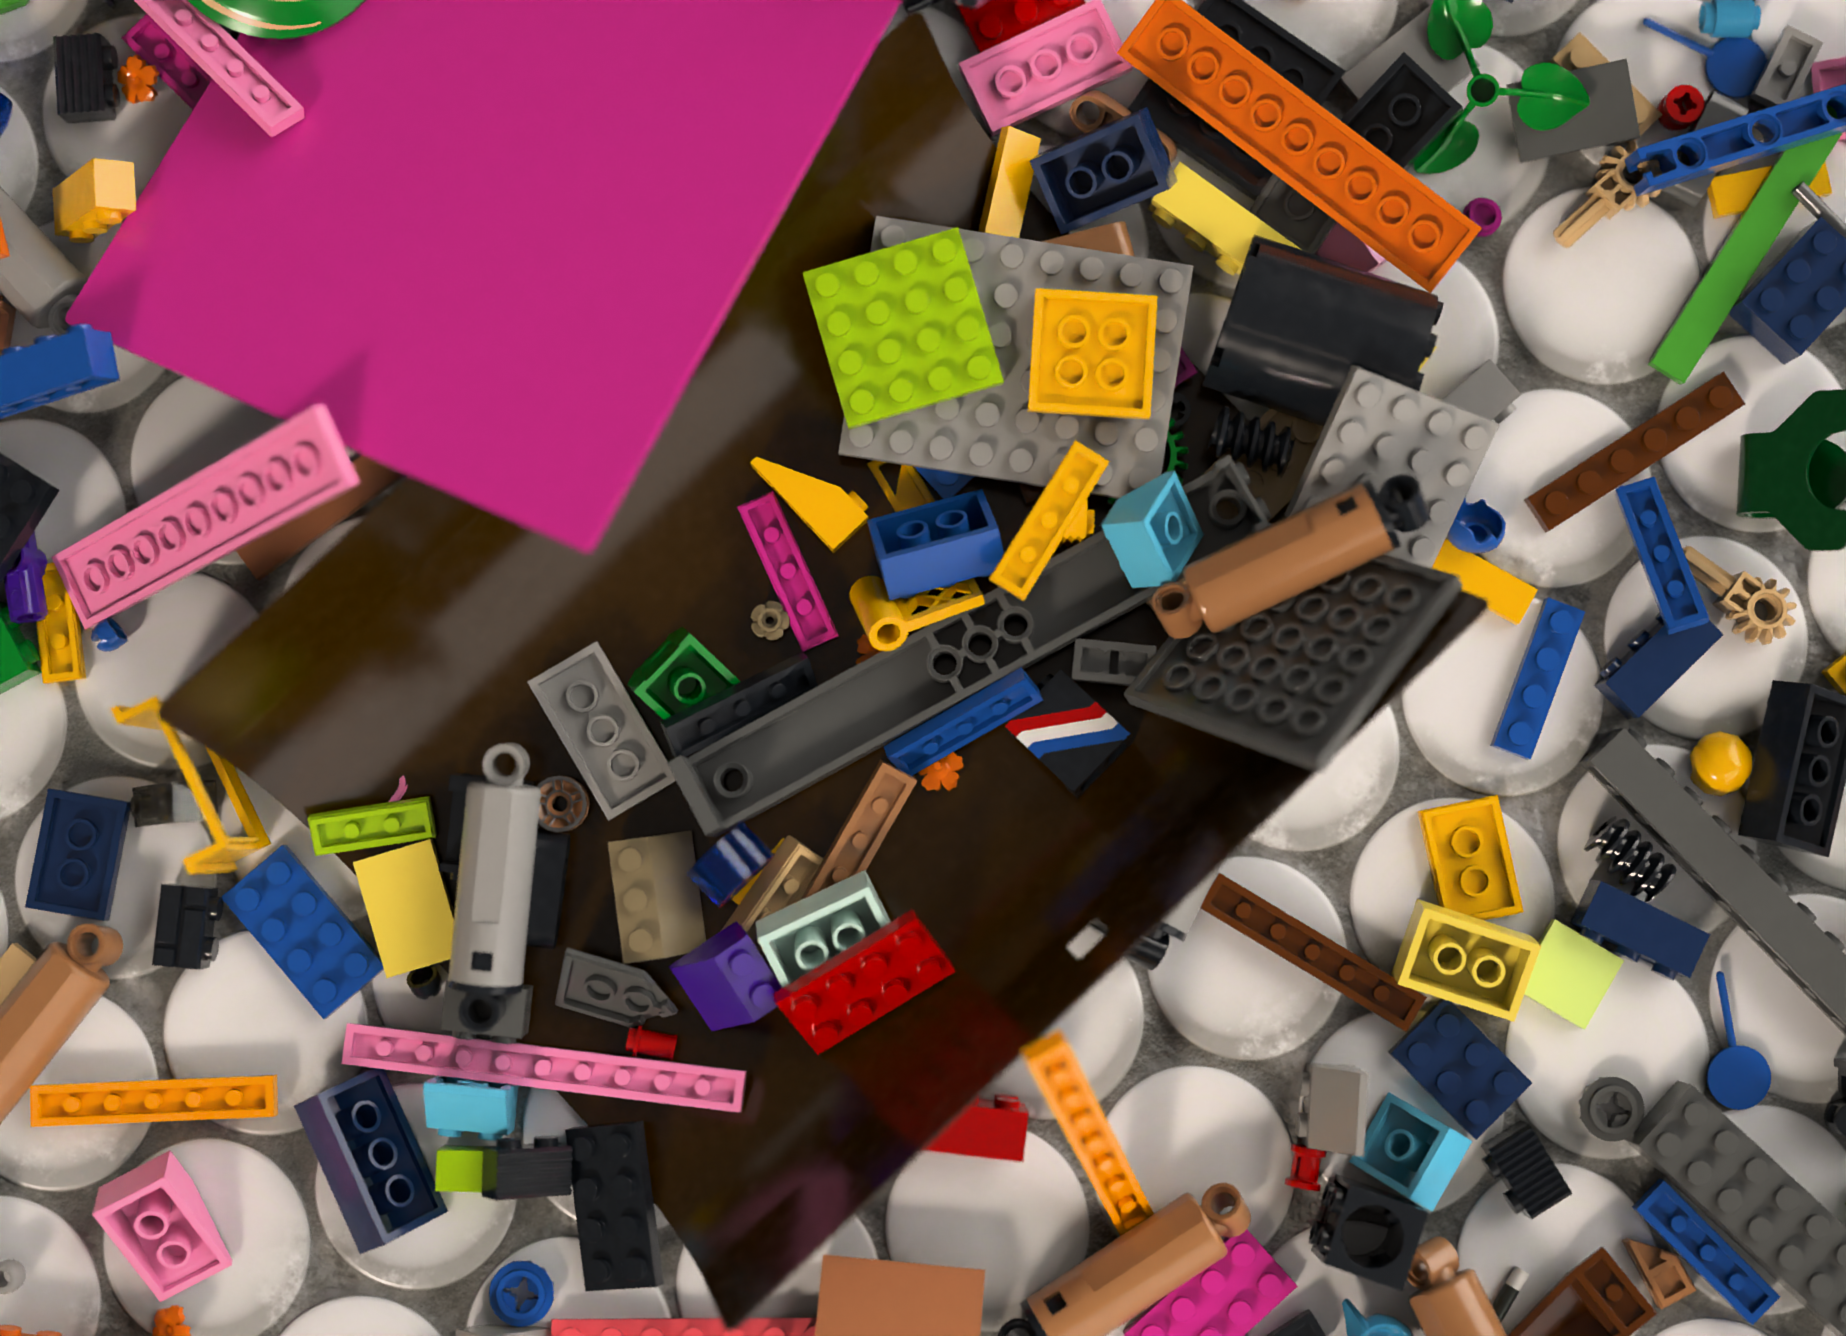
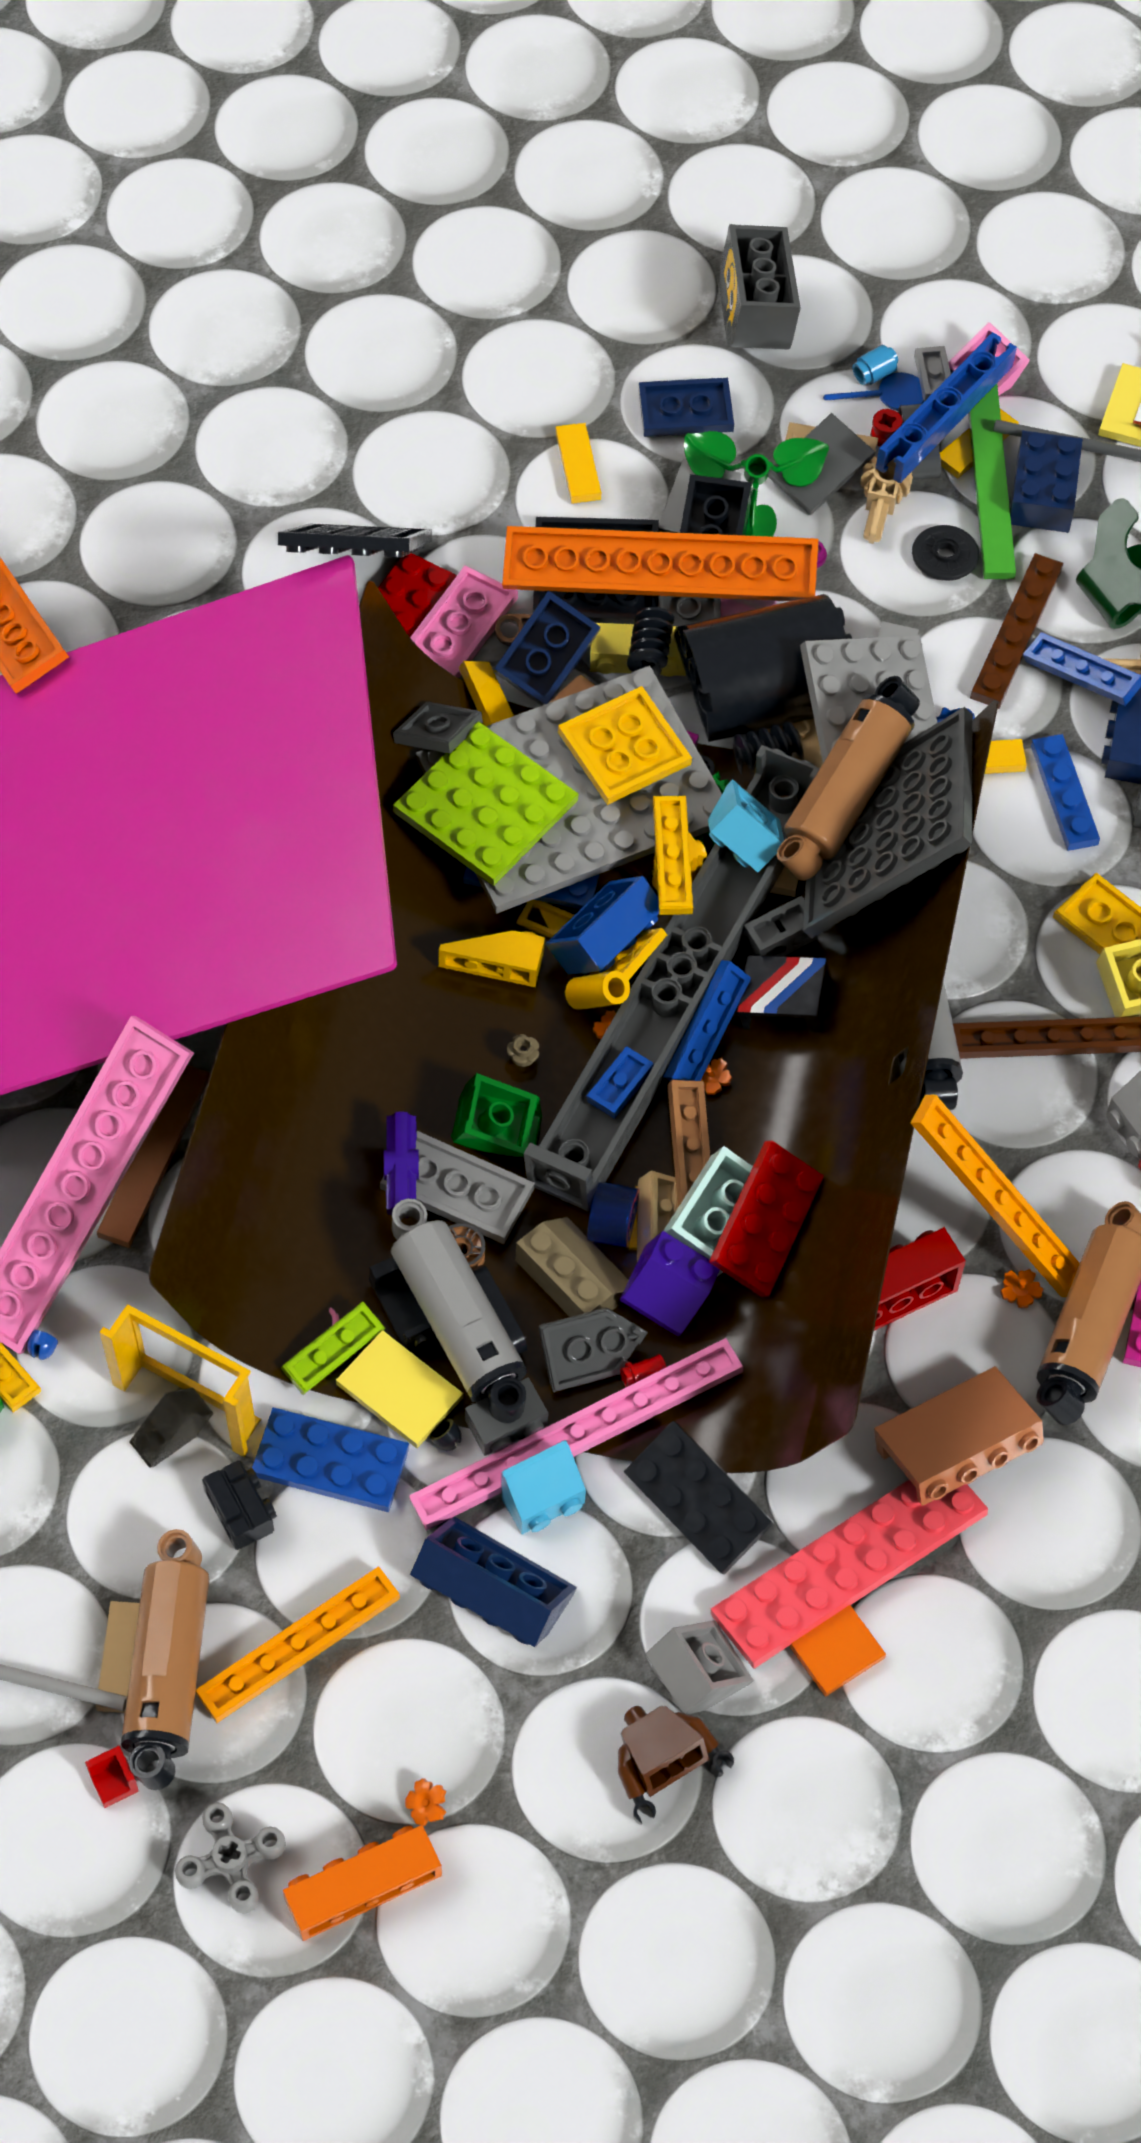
camera: 30 degrees left, 25 degrees down
(78, 854) = (119, 1507): dark blue plate -> none
(162, 1226) = (369, 1728): bright pink slope -> none
(459, 1168) = (569, 1541): lime brick -> none
(505, 1302) = (682, 1592): blue gear -> none
(526, 1170) = (617, 1506): black brick -> none
(552, 683) = (401, 1159): none -> dark purple piece
(738, 705) = (542, 1105): black plate -> none
(788, 571) = (512, 1013): dark pink tile -> none
(833, 728) = (620, 1082): none -> blue plate
(912, 205) = (437, 727): none -> dark grey tile
(1078, 1193) = (1021, 1288): none -> orange plant
(1216, 231) = (650, 639): none -> black piece
(1645, 289) = (945, 568): none -> black wheel

